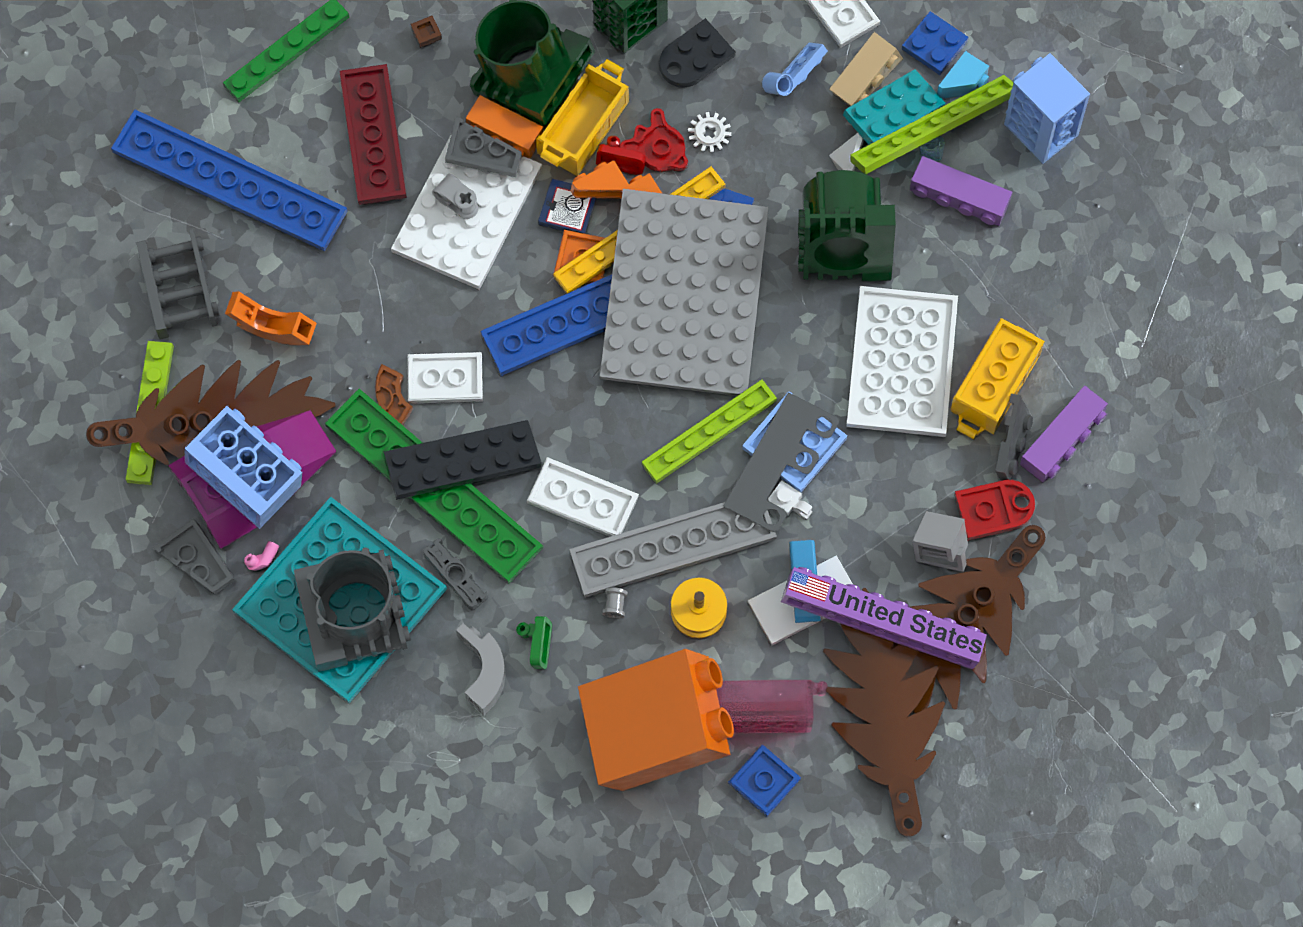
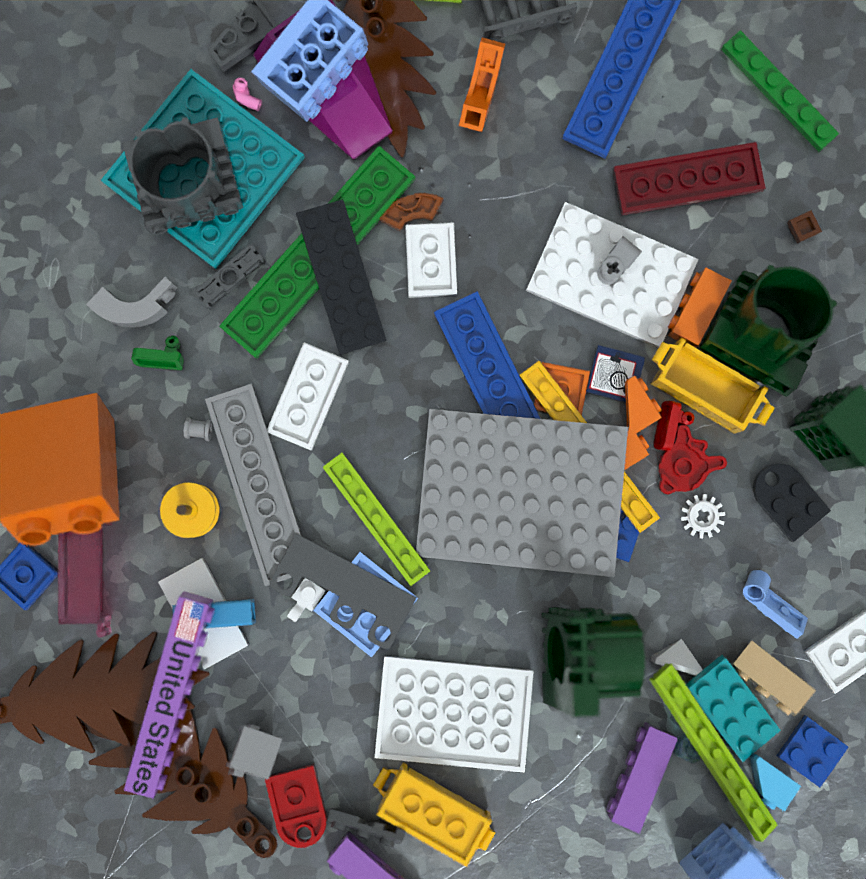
camera: 90 degrees right, 15 degrees up
(479, 151) = (669, 282): dark grey wing -> none

